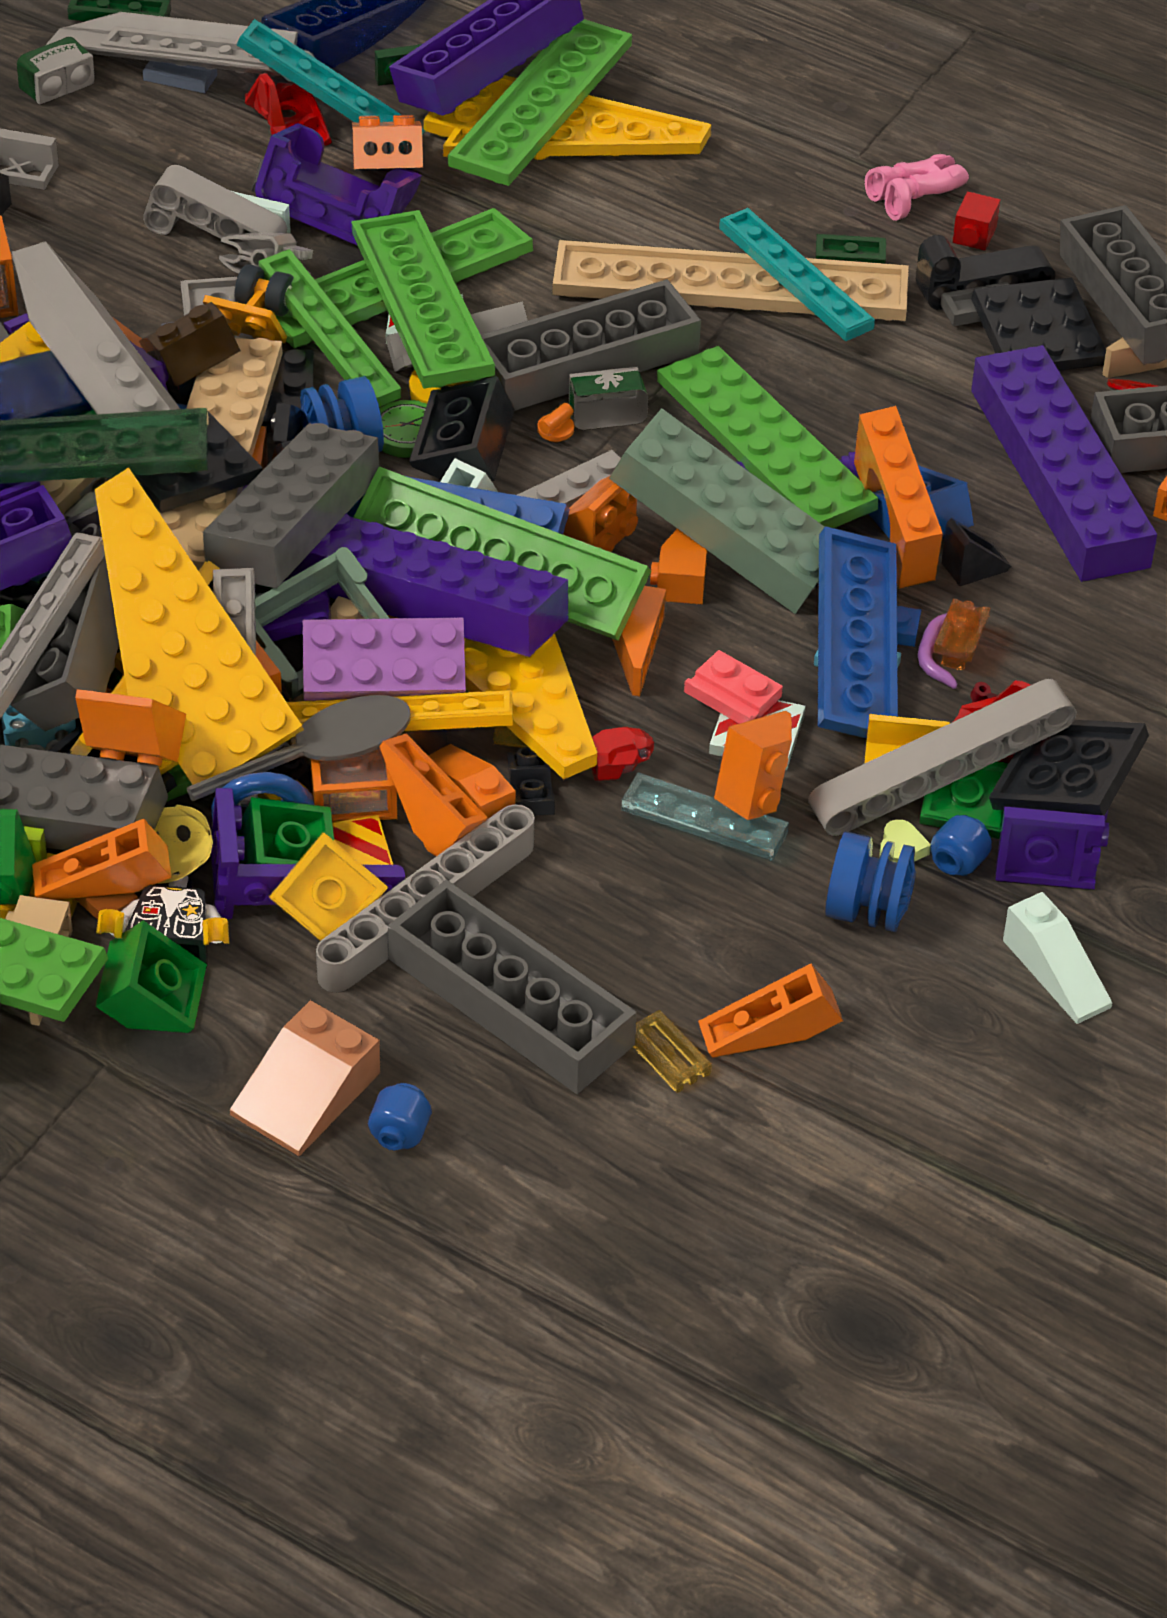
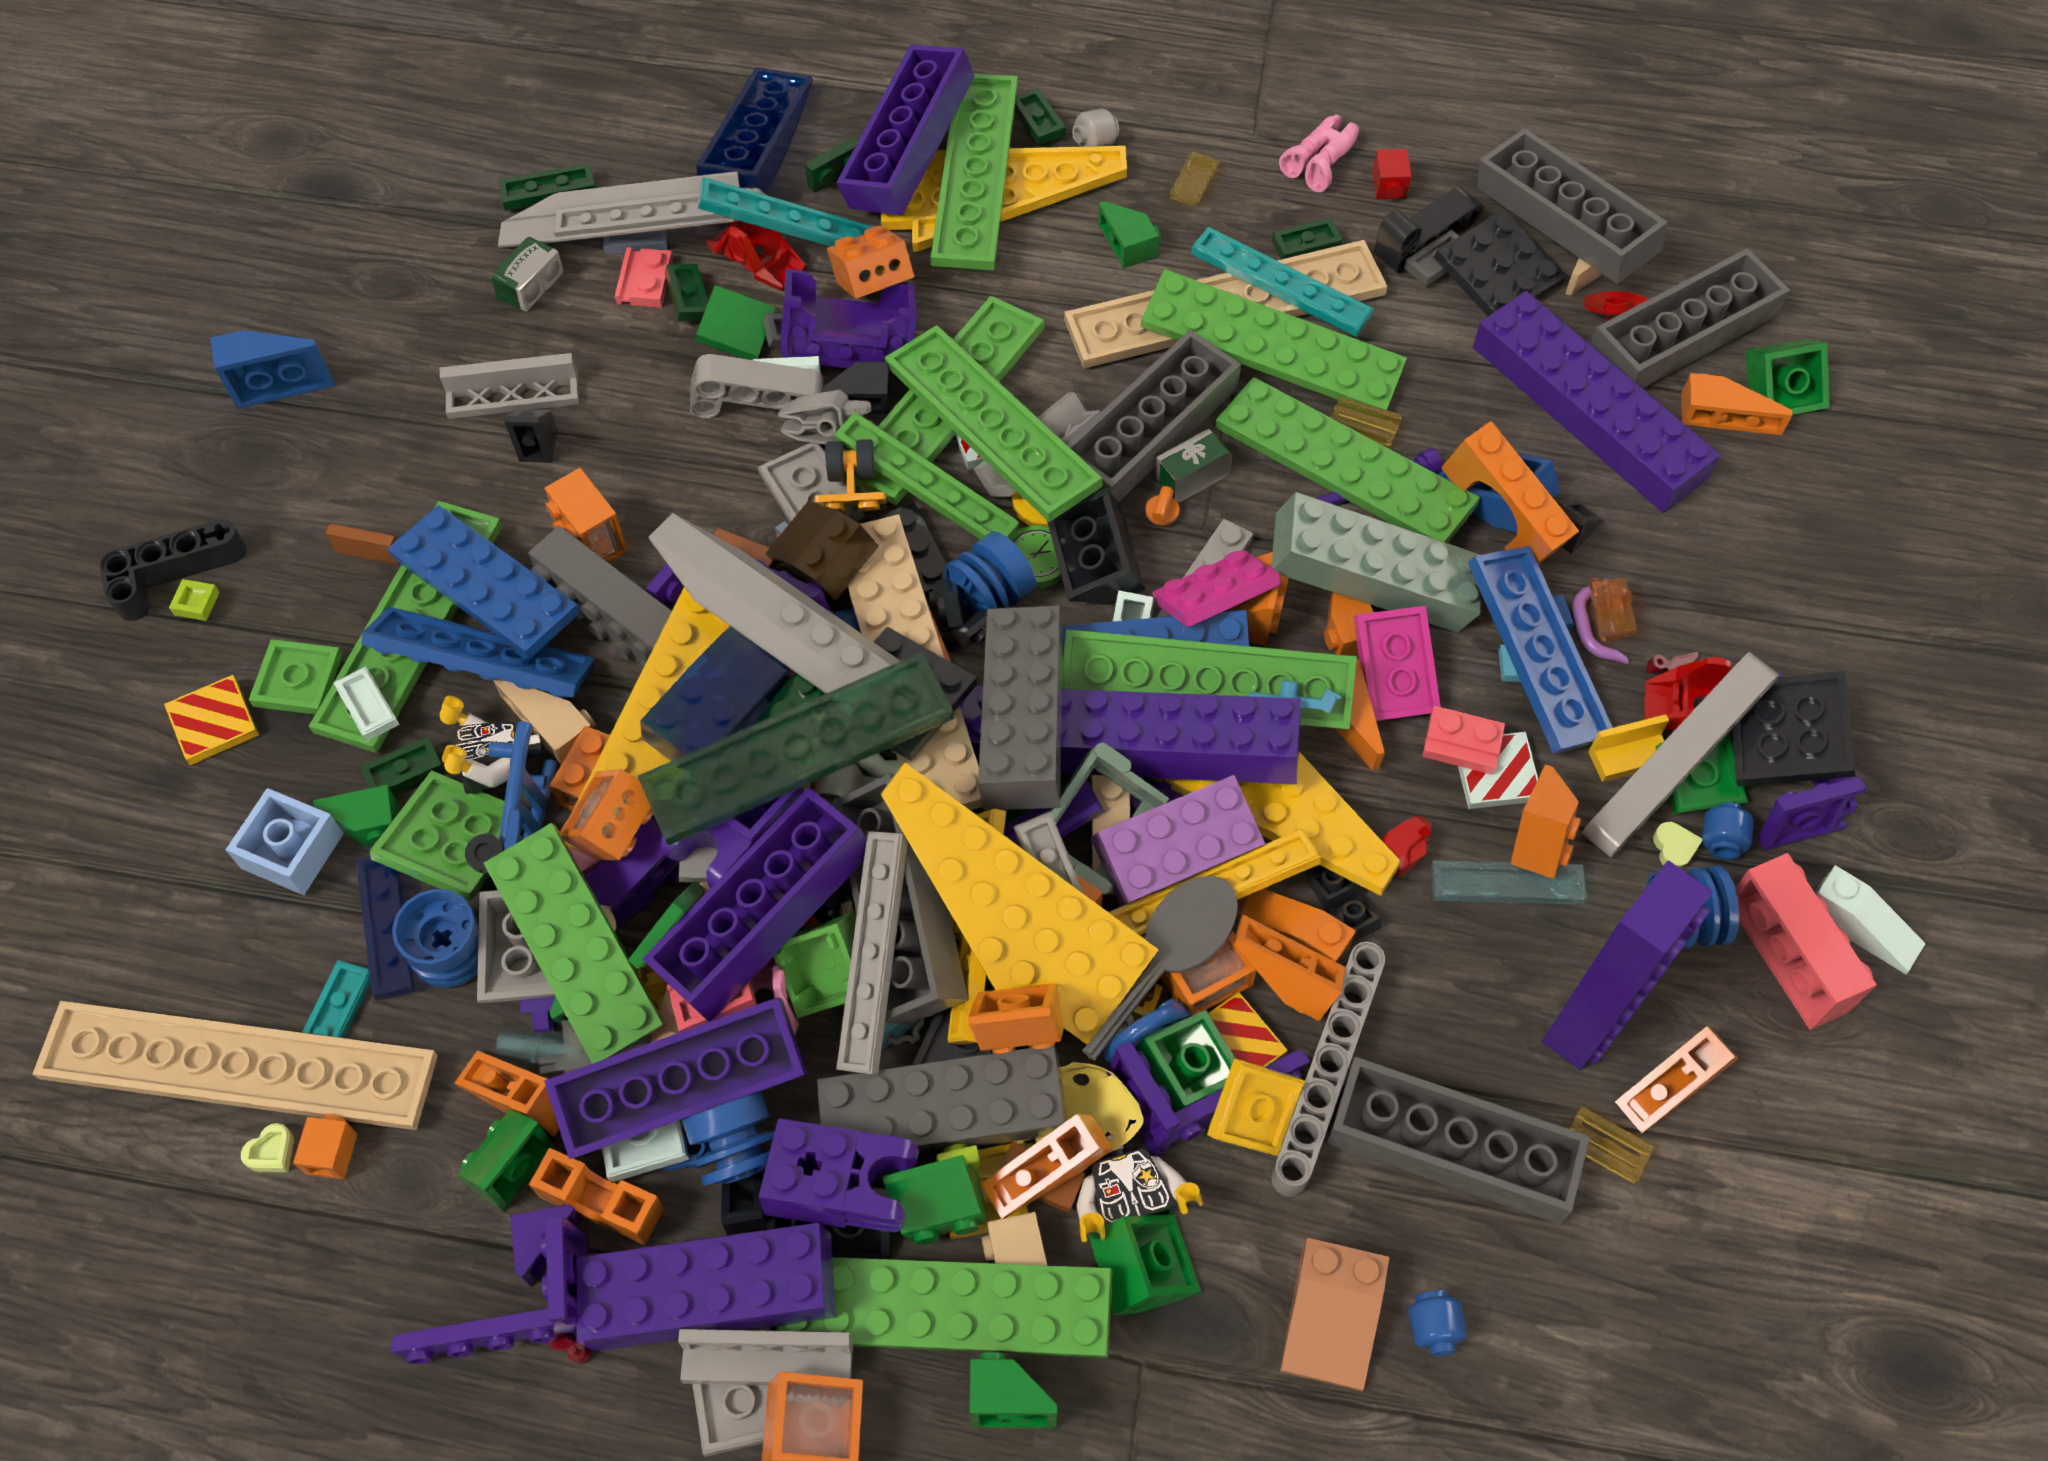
camera: 20 degrees left, 15 degrees up
(168, 106) = (643, 277): none -> coral plate
(199, 126) = (686, 291): none -> dark green plate
(226, 159) = (734, 323): none -> green tile
(330, 243) = (865, 382): none -> black slope
(549, 478) = (1216, 587): none -> dark pink plate
(598, 597) = (1289, 690): none -> dark azure piece
(640, 79) = (1039, 117): none -> dark green plate
(669, 198) = (1128, 234): none -> green slope
(690, 101) = (1095, 128): none -> light grey head
(701, 603) = (1397, 662): none -> dark pink plate
(716, 838) = (1629, 965): none -> dark purple brick
(760, 323) = (1274, 341): none -> bright green plate
(768, 173) = (1194, 179): none -> clear yellow tile
(816, 413) = (1366, 417): none -> clear yellow tile
(966, 943) = (1801, 942): none -> coral brick

